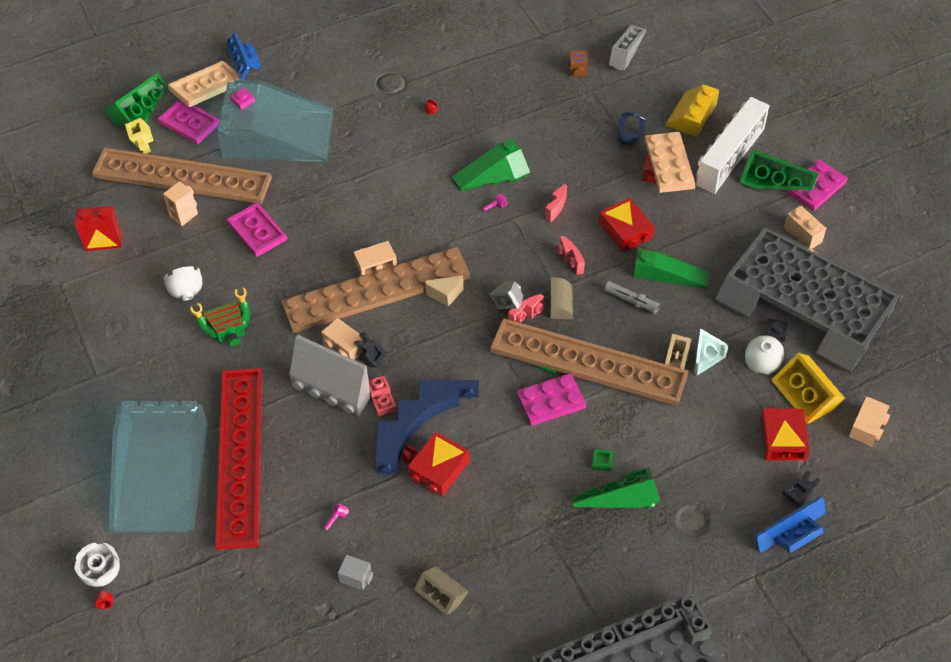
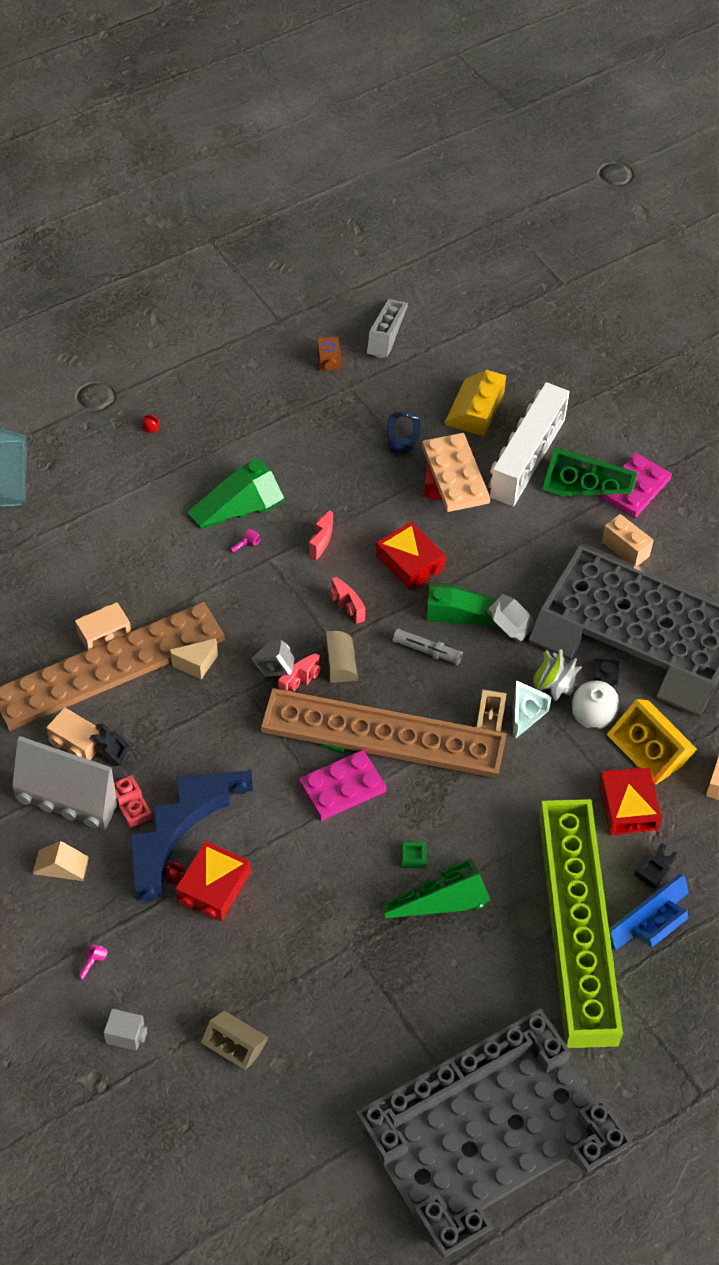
camera: 10 degrees left, 0 degrees up
(321, 437) = (61, 862): none -> tan slope
(702, 280) = (511, 617): none -> light grey slope
(732, 529) = (579, 925): none -> lime brick
(734, 328) = (556, 675): none -> light grey hair

